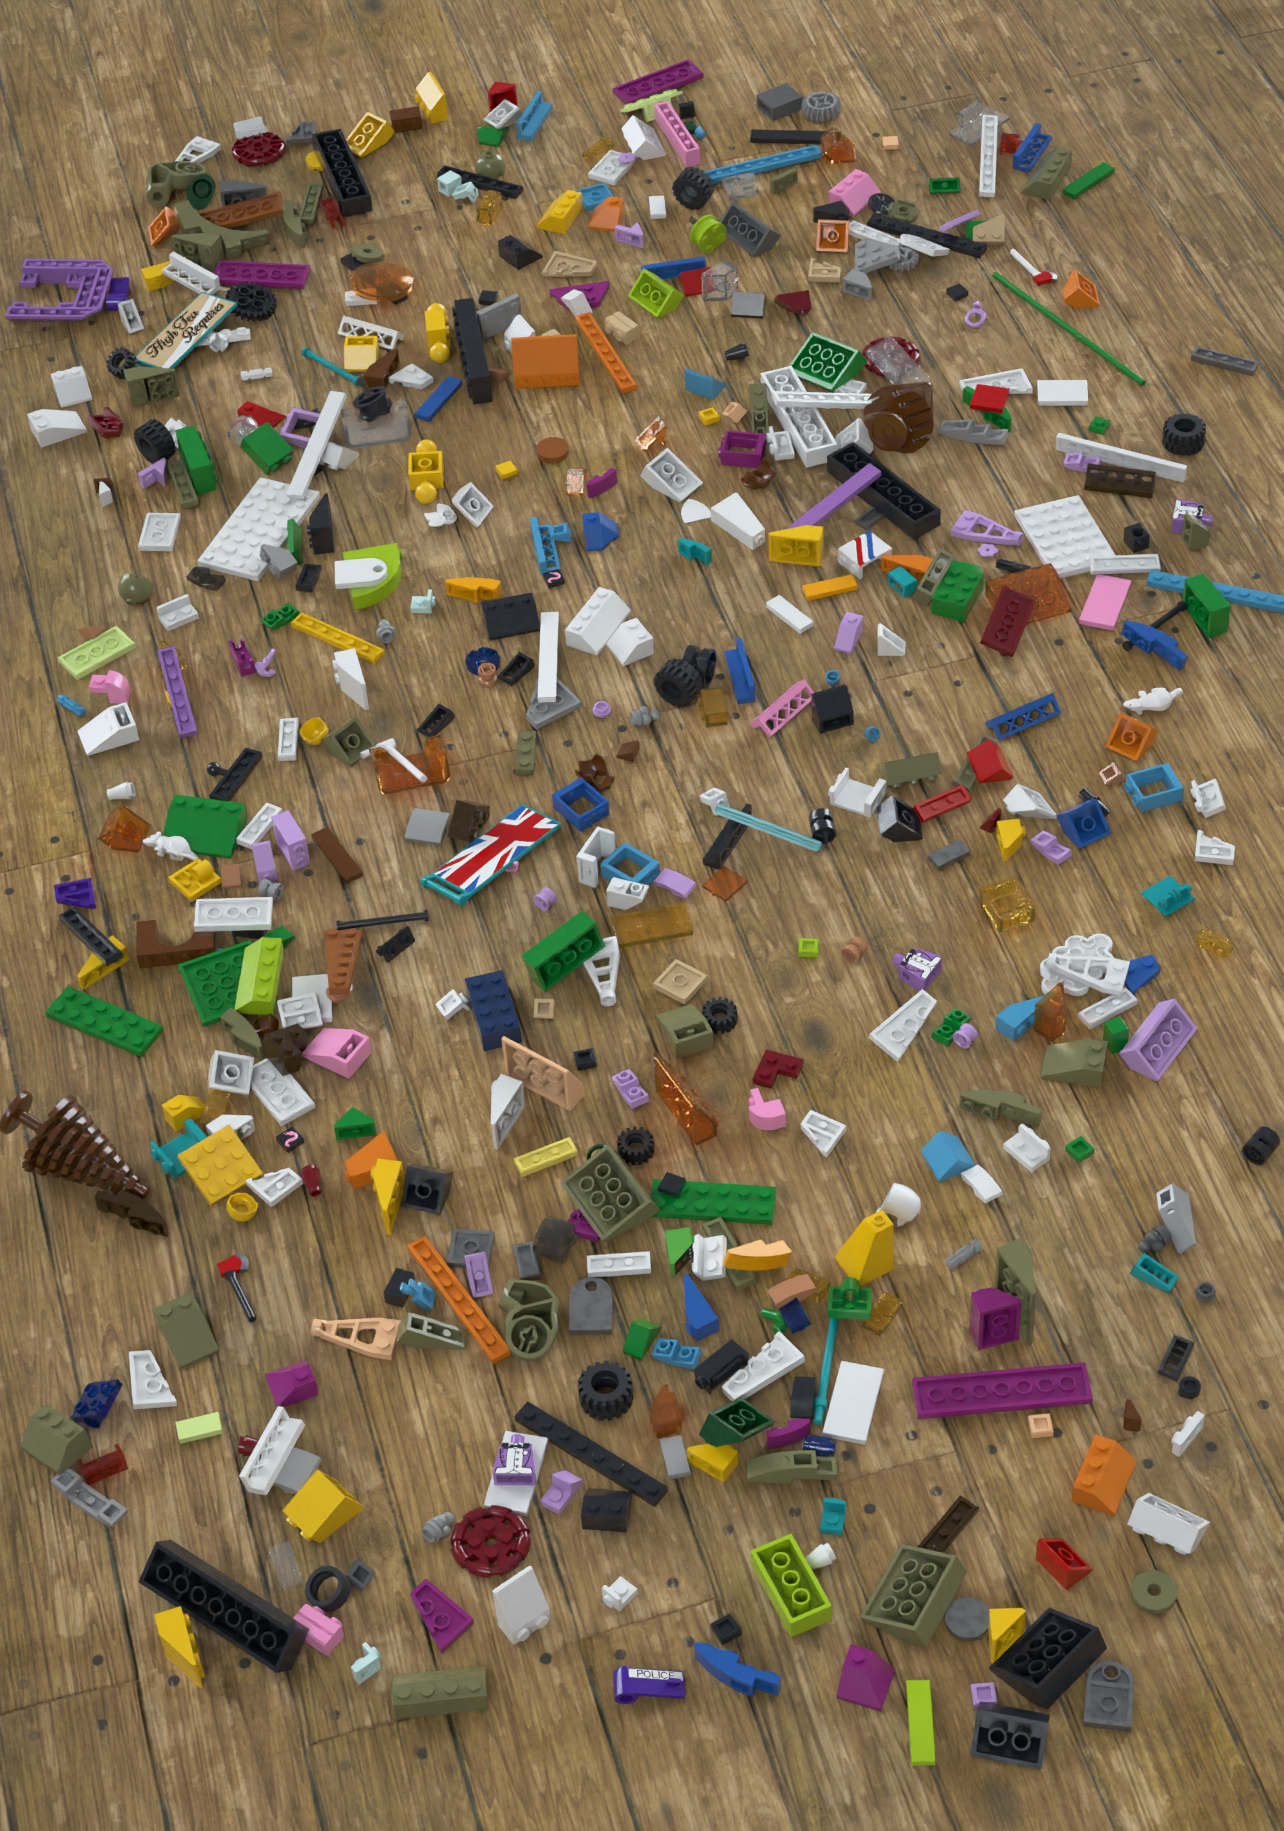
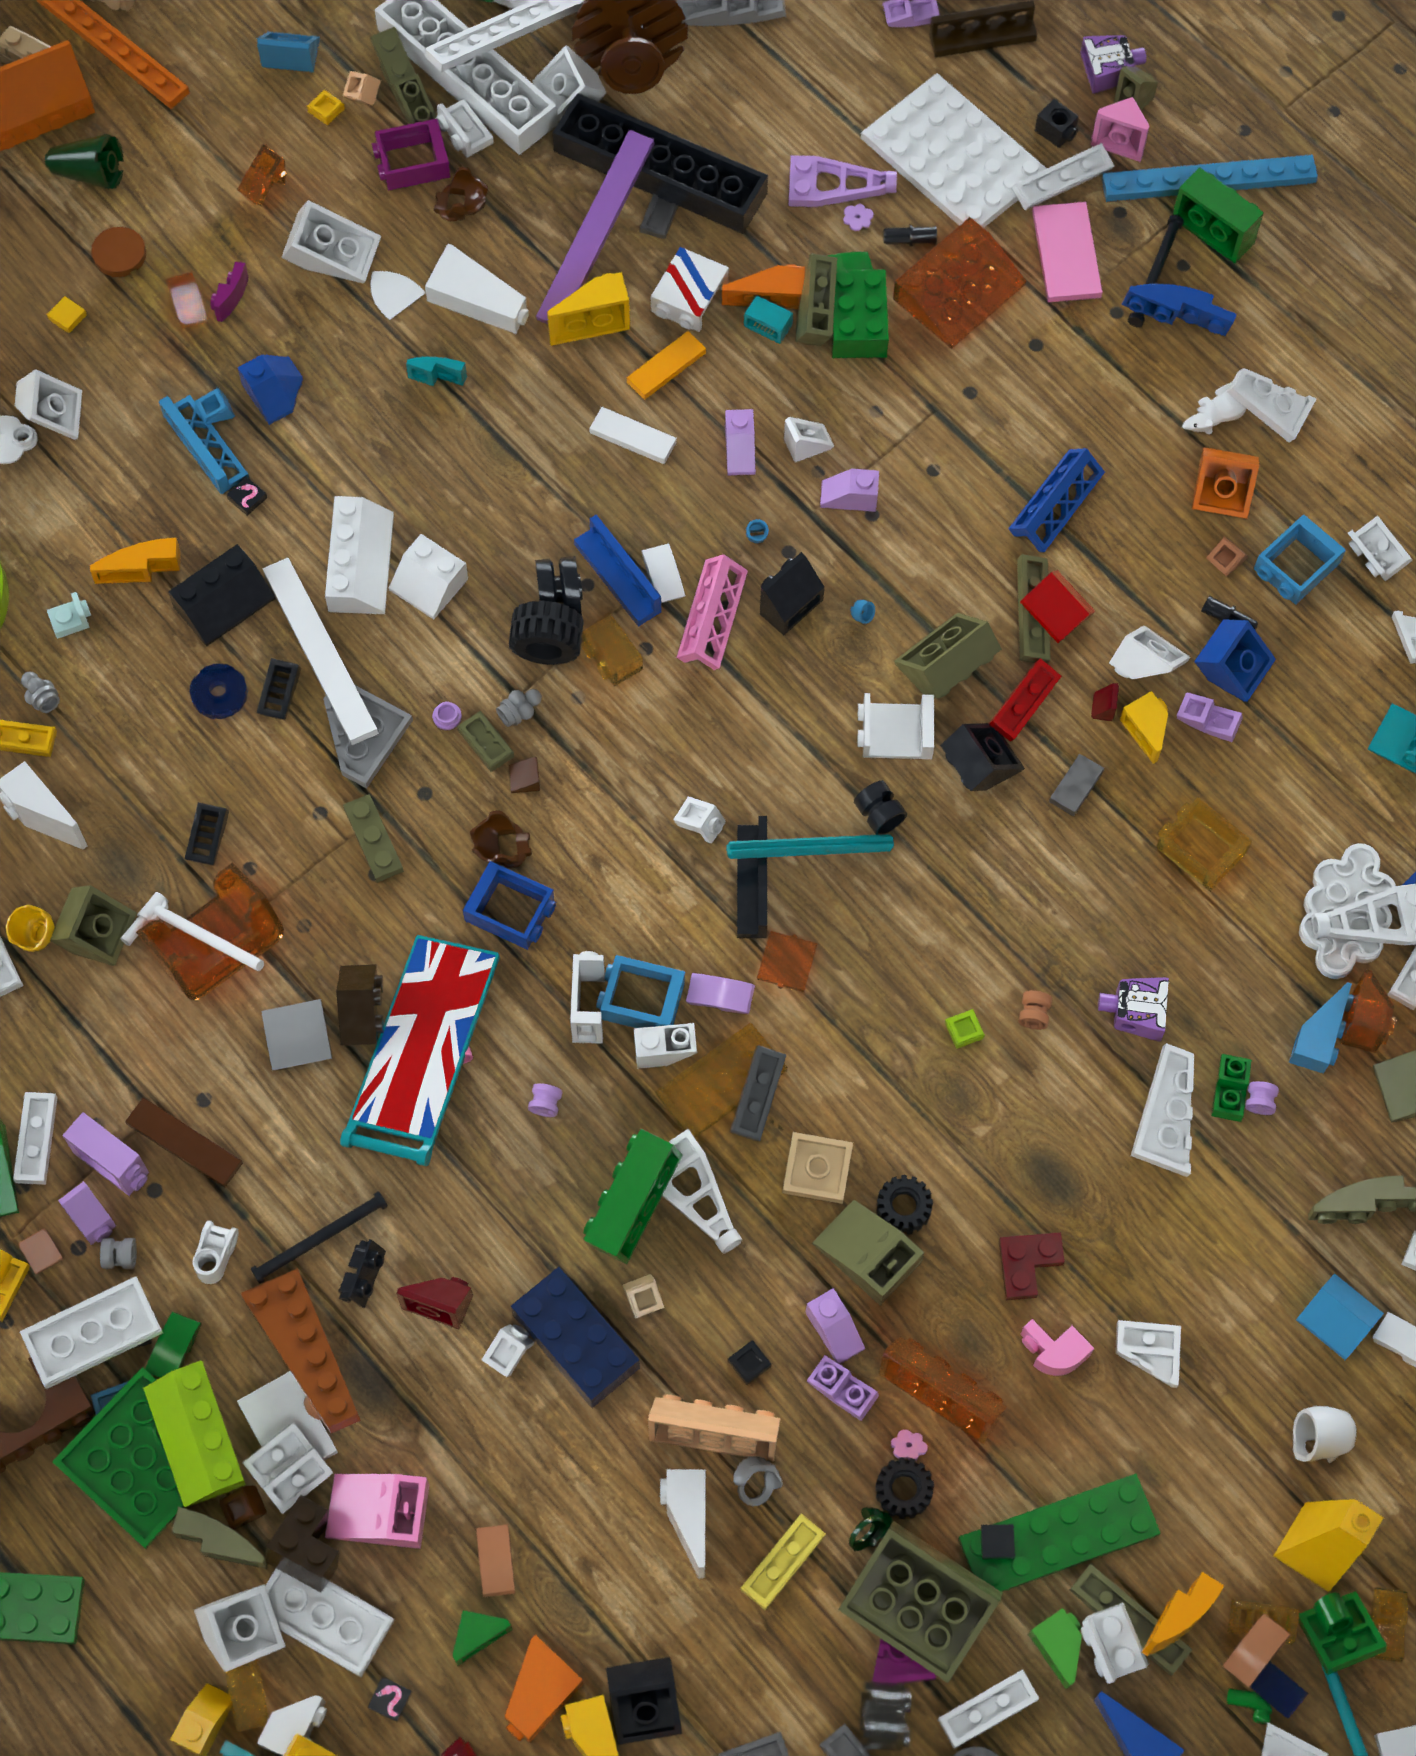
camera: 30 degrees left, 20 degrees up
(320, 907) = (216, 1246): none -> white piece
(385, 1096) = (495, 1560): none -> nougat slope
(426, 966) = (437, 1300): none -> dark red slope
(487, 675) = (244, 724): nougat wheel -> none
(559, 1104) = (747, 1469): none -> light grey piece
(561, 402) = (88, 161): none -> dark green cone
(615, 727) = (485, 741): none -> olive plate
(643, 1055) = (834, 1326): none -> lavender slope
(652, 1126) = (908, 1445): none -> lavender plant
(667, 935) = (758, 1093): none -> dark grey tile
(765, 682) = (663, 572): none -> white slope
(902, 675) = (851, 490): none -> lavender slope
(1007, 621) = (958, 341): dark red plate -> none
(1170, 547) = (1121, 129): none -> bright pink slope
(1185, 708) = (1276, 406): none -> white wing

